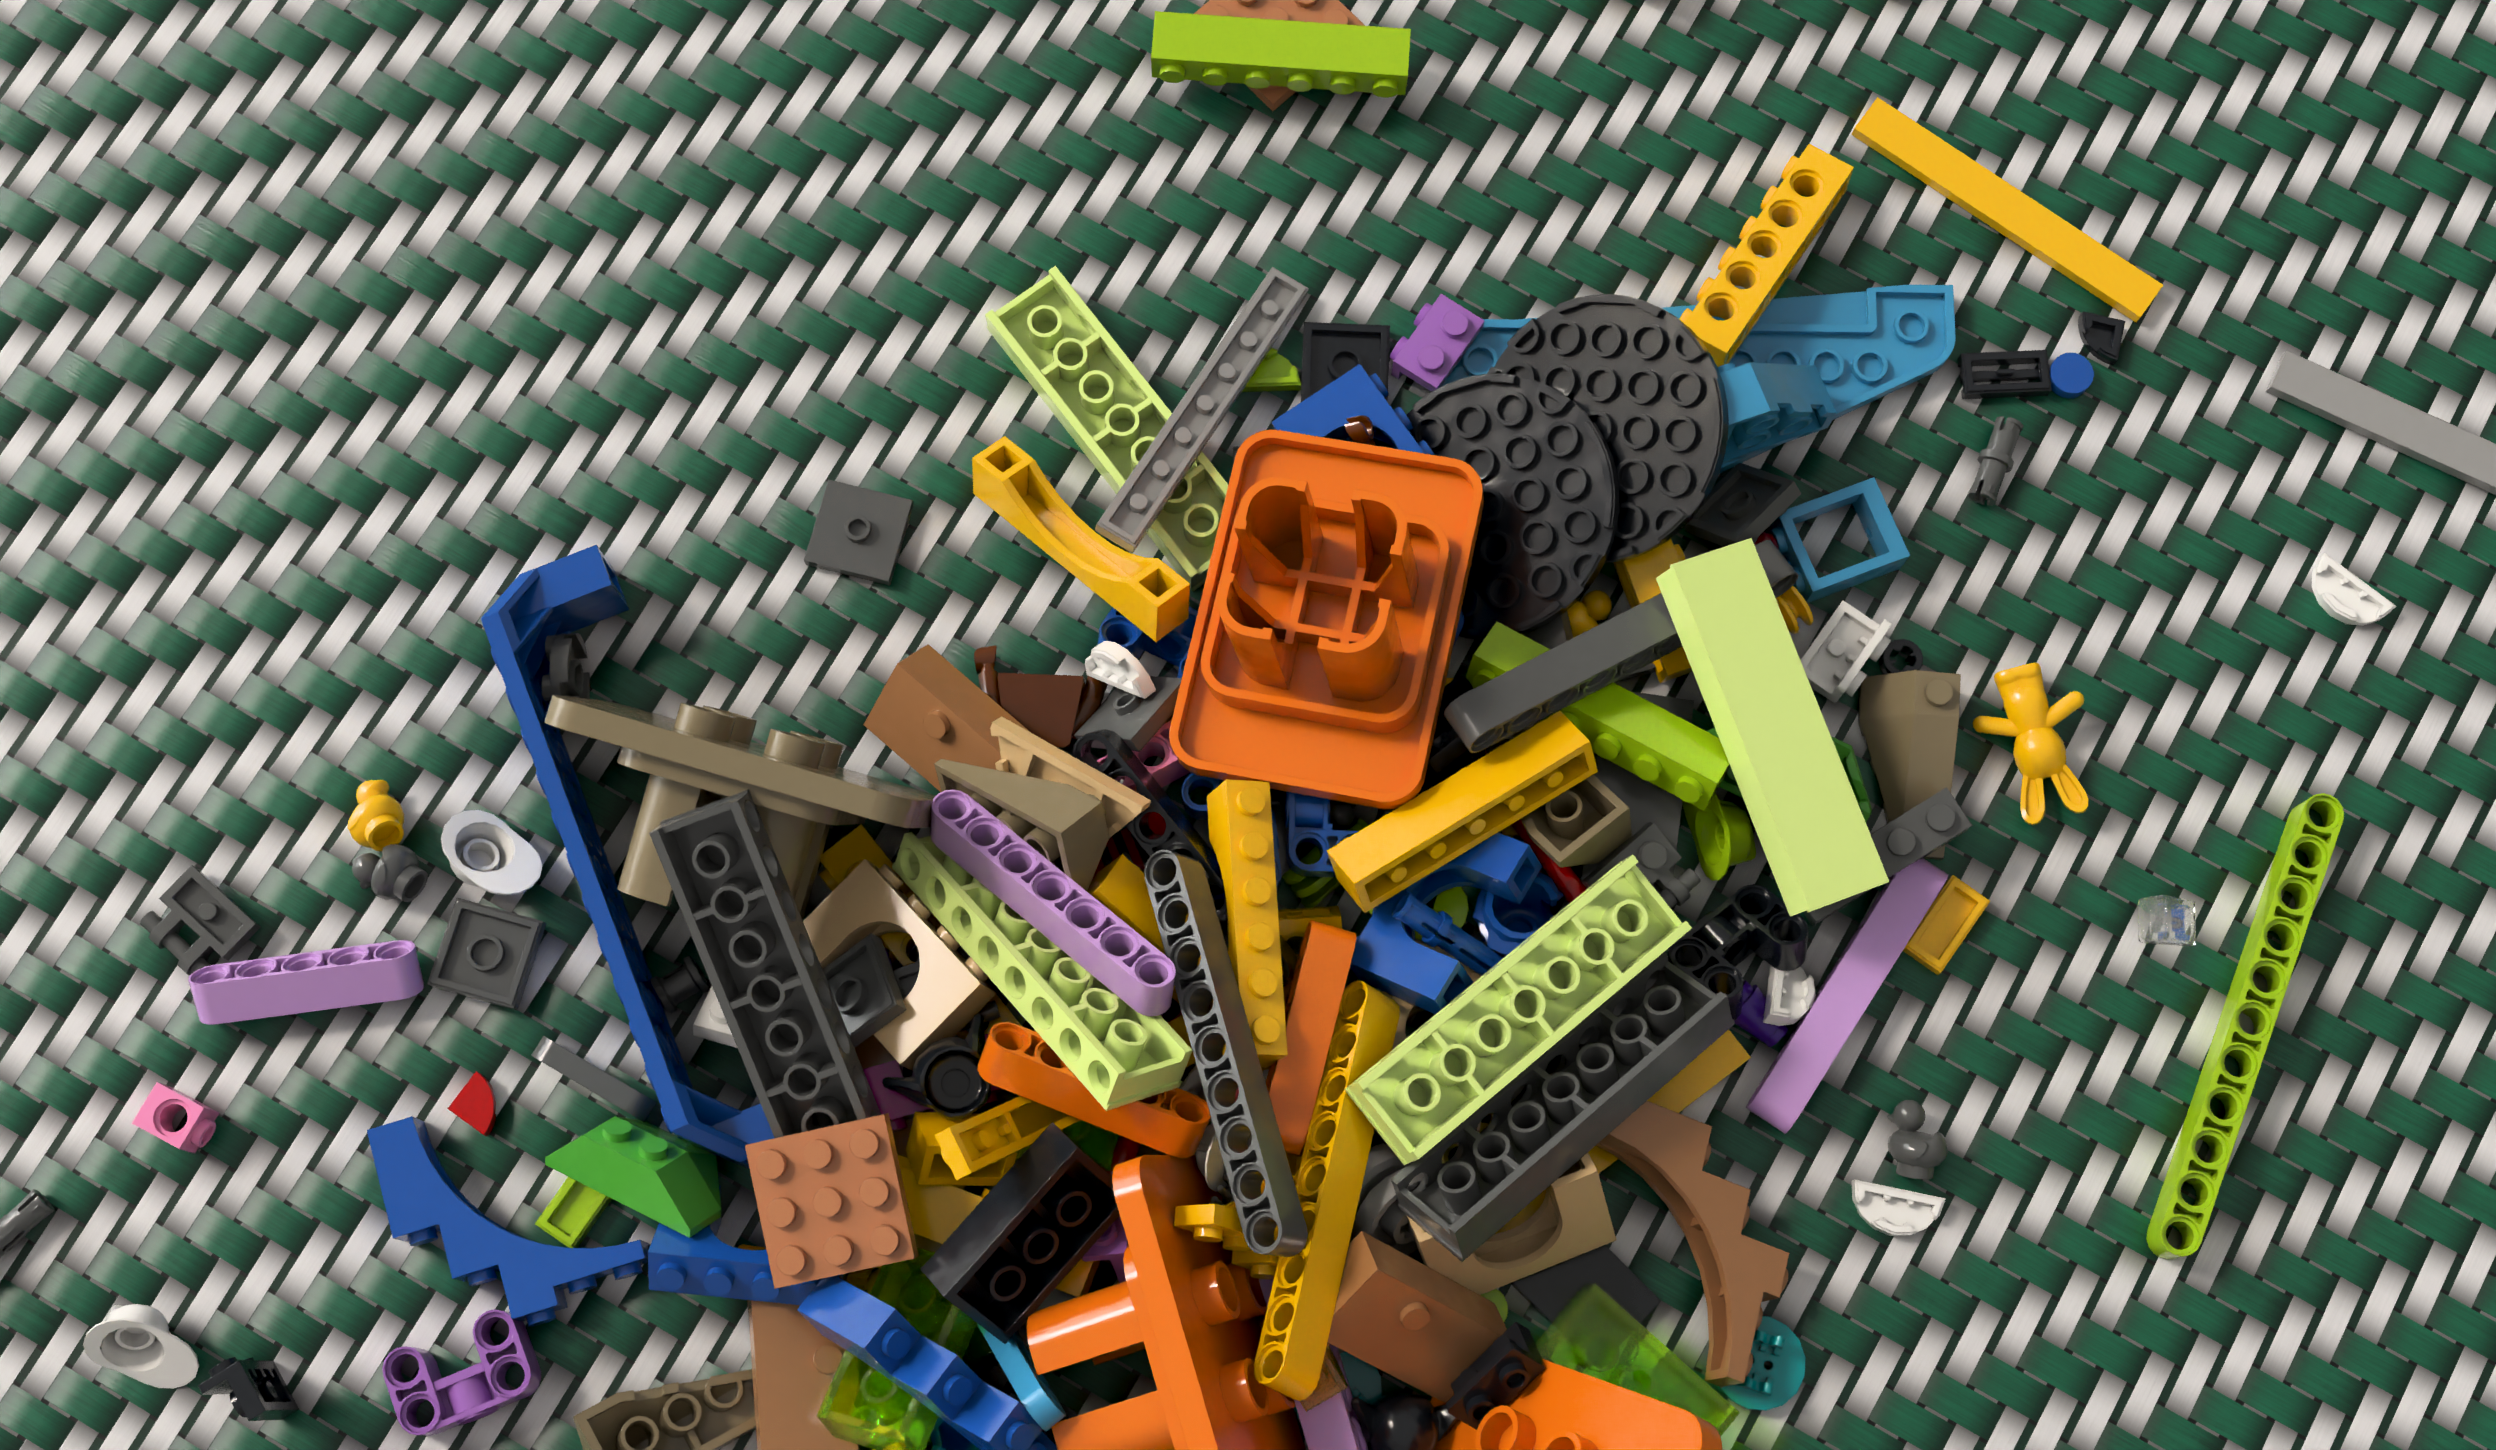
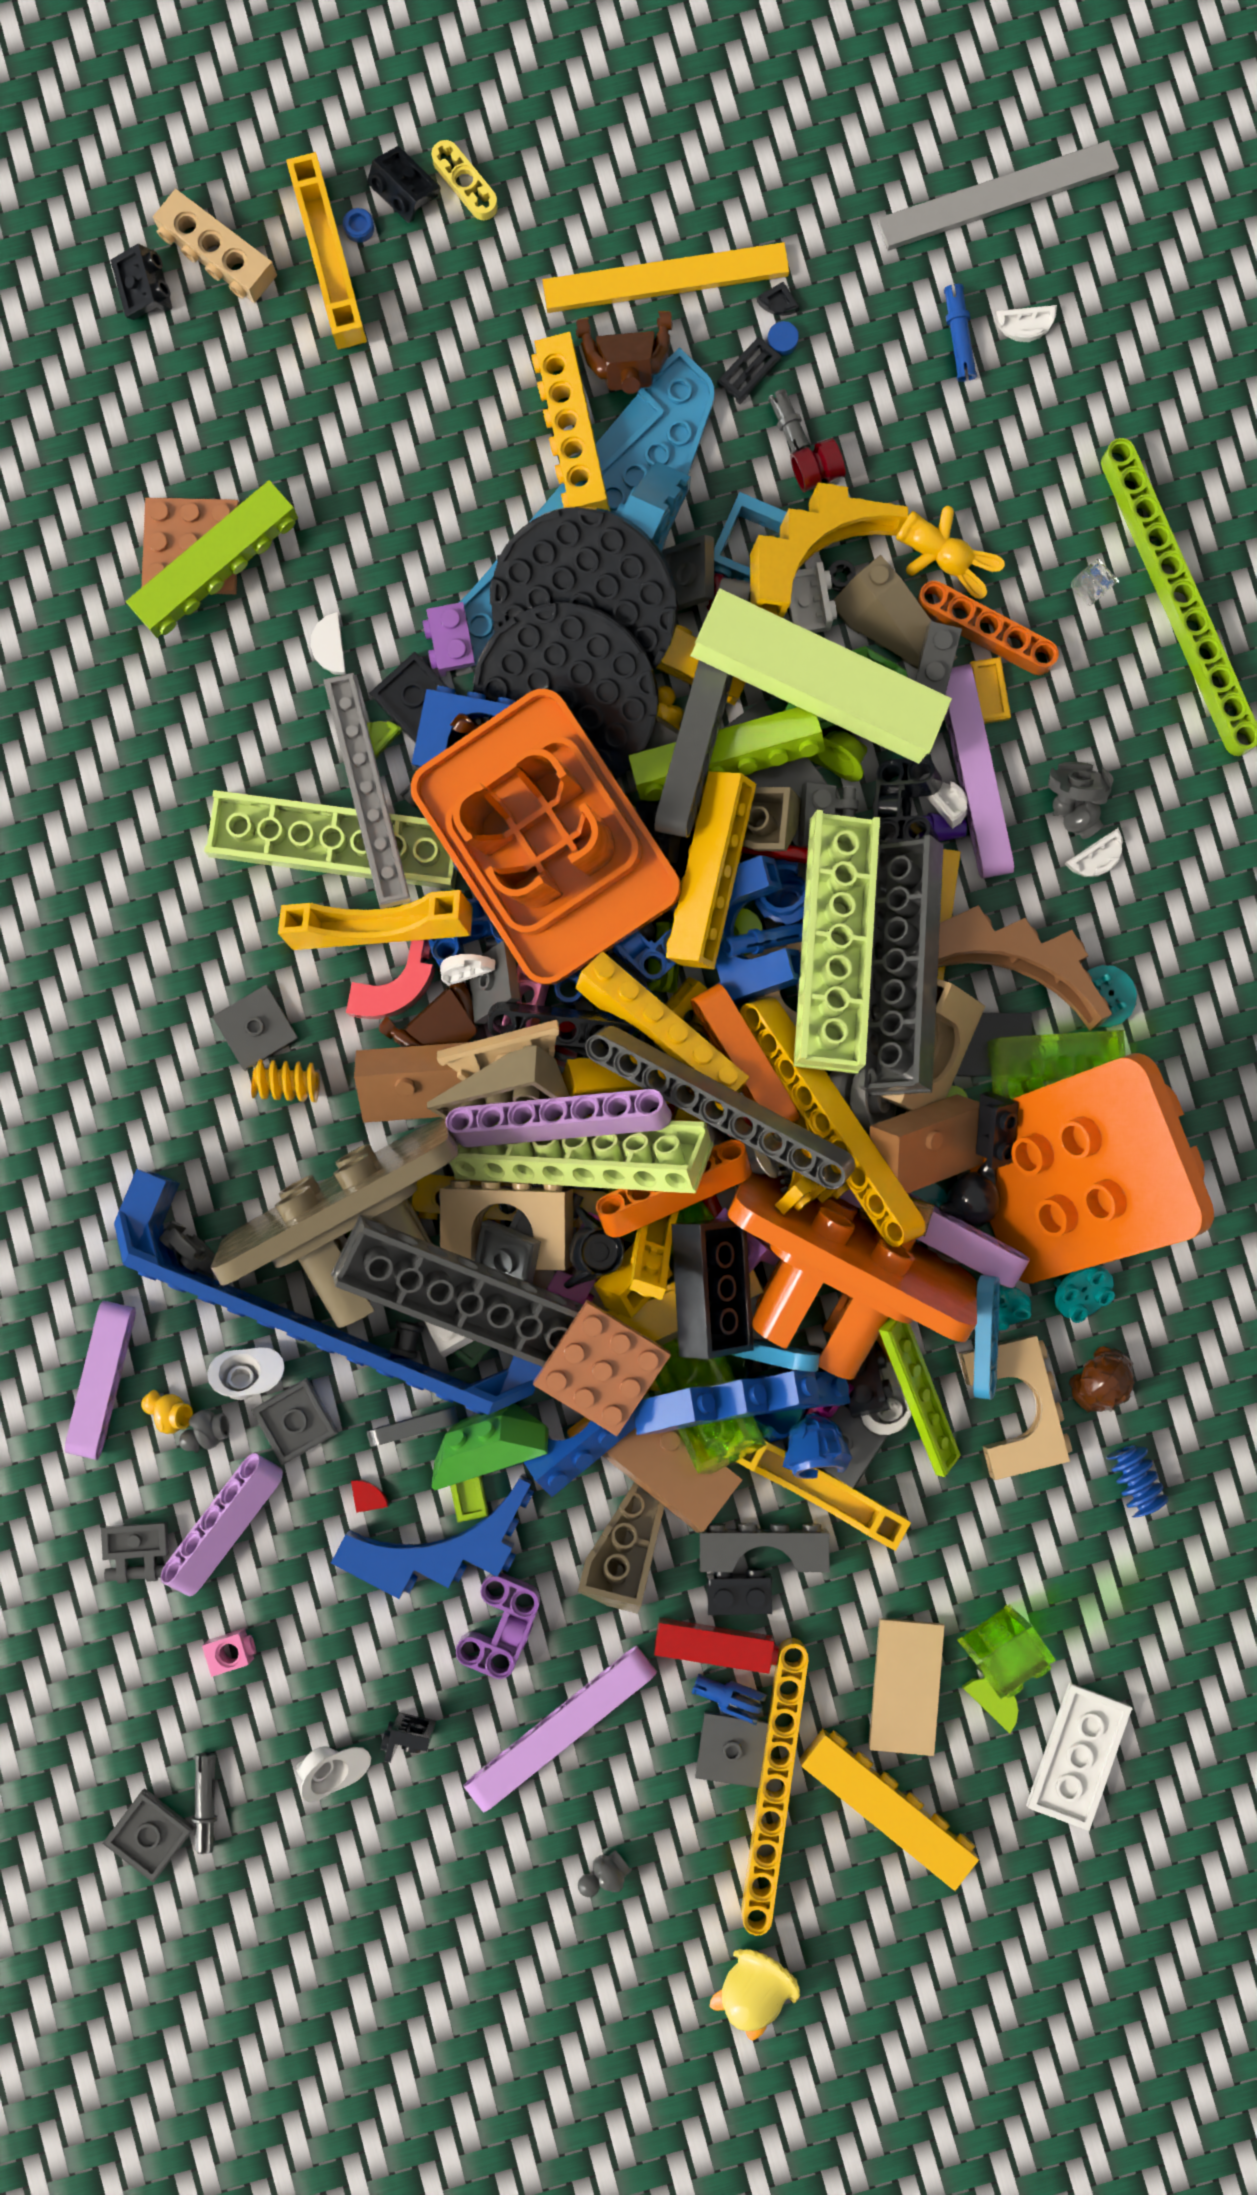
camera: 40 degrees left, 10 degrees up
(347, 720) = (100, 1380): none -> lavender beam
(727, 1065) = (472, 1353): none -> green tile
(830, 611) = (285, 1081): none -> yellow piece
(1032, 636) = (397, 996): none -> coral arch
(1312, 239) = (328, 645): none -> white tile
(1888, 247) = (629, 358): none -> reddish brown torso
(1901, 579) = (803, 533): none -> yellow arch
(1948, 1110) = (1078, 782): none -> dark grey plate
(1983, 528) = (816, 465): none -> dark red wheel
(1998, 878) = (1003, 628): none -> orange beam
(2274, 524) = (958, 321): none -> blue pin

